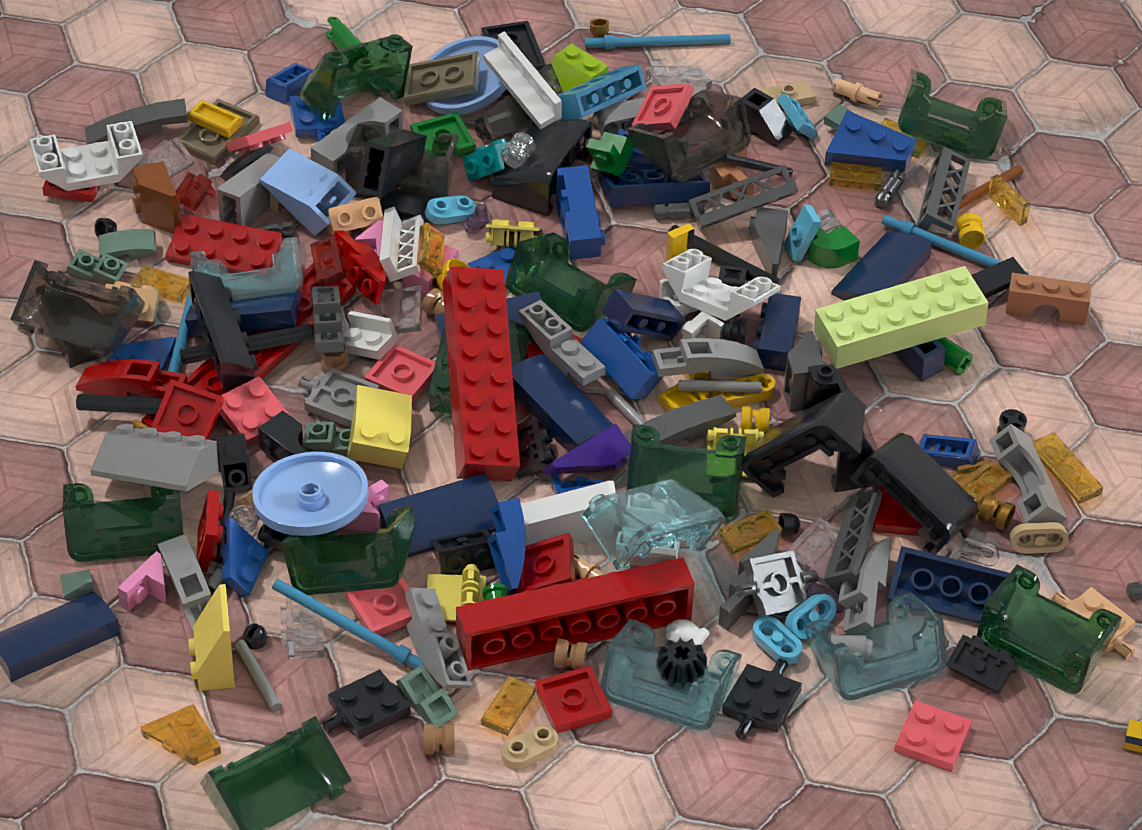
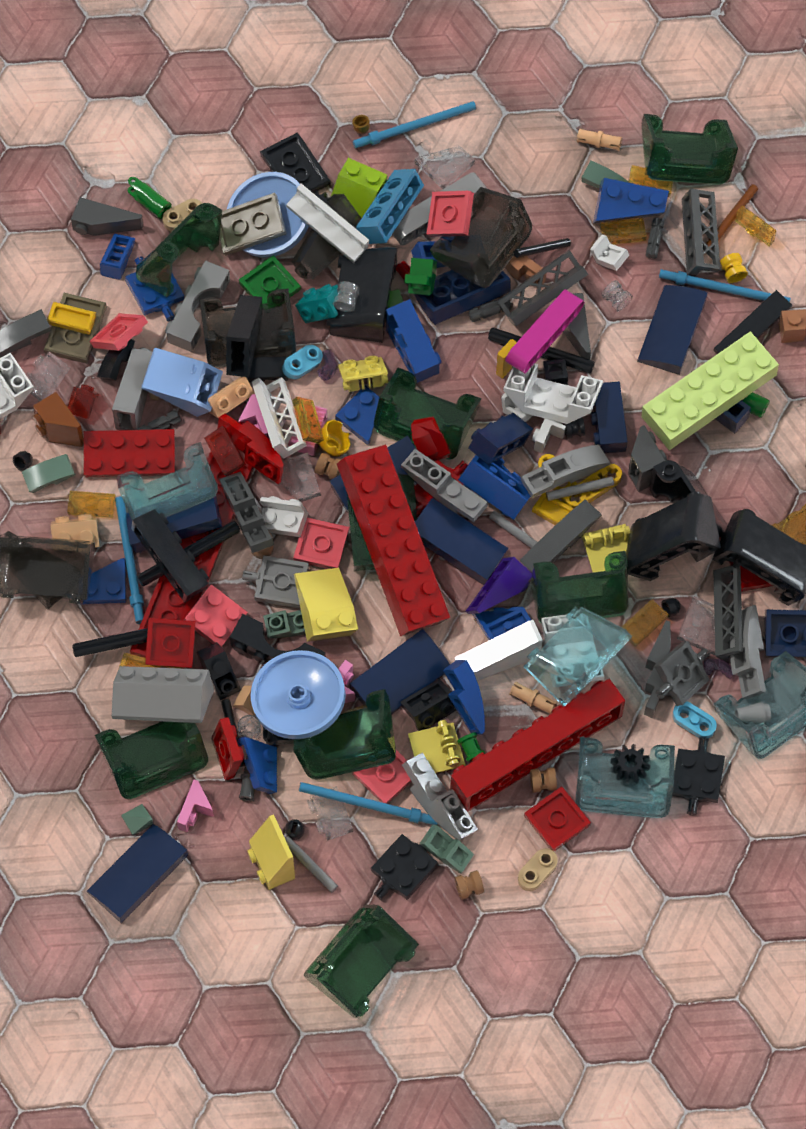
camera: 15 degrees left, 20 degrees up
(95, 269) = (31, 504): sand green slope -> none
(126, 377) = (107, 614): red slope -> none
(184, 734) = (274, 934): clear yellow wing -> none
(185, 576) = (227, 797): light grey slope -> none
(286, 45) = (102, 219): none -> dark grey slope
(508, 705) = (510, 838): clear yellow plate -> none
(534, 448) = (452, 589): black bracket -> none
(548, 563) = (502, 703): red plate -> none
(561, 296) = (429, 439): none -> red slope
(687, 631) = (623, 733): white animal -> none
(729, 226) = (544, 331): none -> dark pink beam
(761, 419) = (616, 513): yellow wheel -> none
(766, 116) = (532, 191): black slope -> none
(796, 116) = (558, 181): medium azure plate -> none
(798, 91) = (542, 157): tan plate -> none
(802, 233) = (601, 313): medium azure plate -> none
(807, 613) = (714, 688): medium azure plate -> none
(828, 189) = (608, 254): none -> white bracket
(834, 248) = (625, 319): green brick -> none
(965, 448) = (782, 507): blue slope -> none

